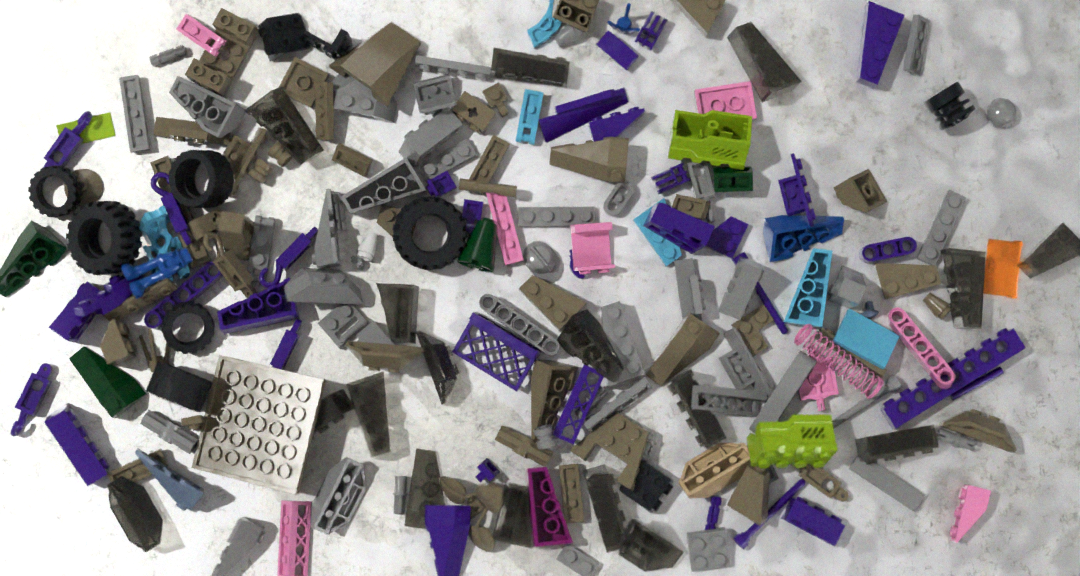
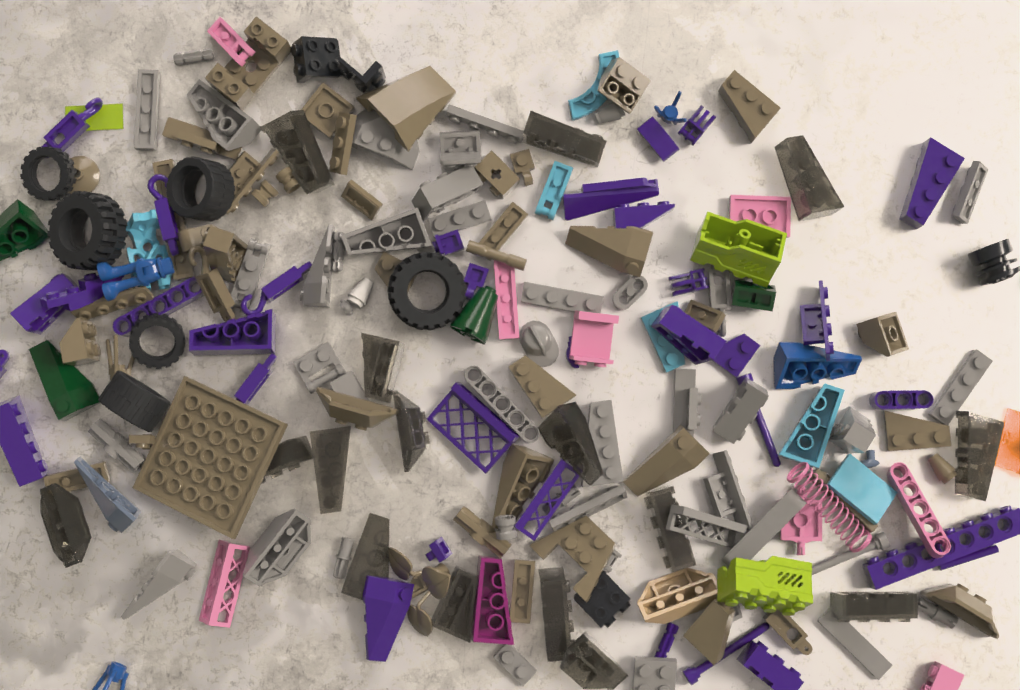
camera: 10 degrees right, 0 degrees up
(322, 286) = (304, 325): light grey wedge -> none
(749, 327) = (742, 451): dark tan plate -> none

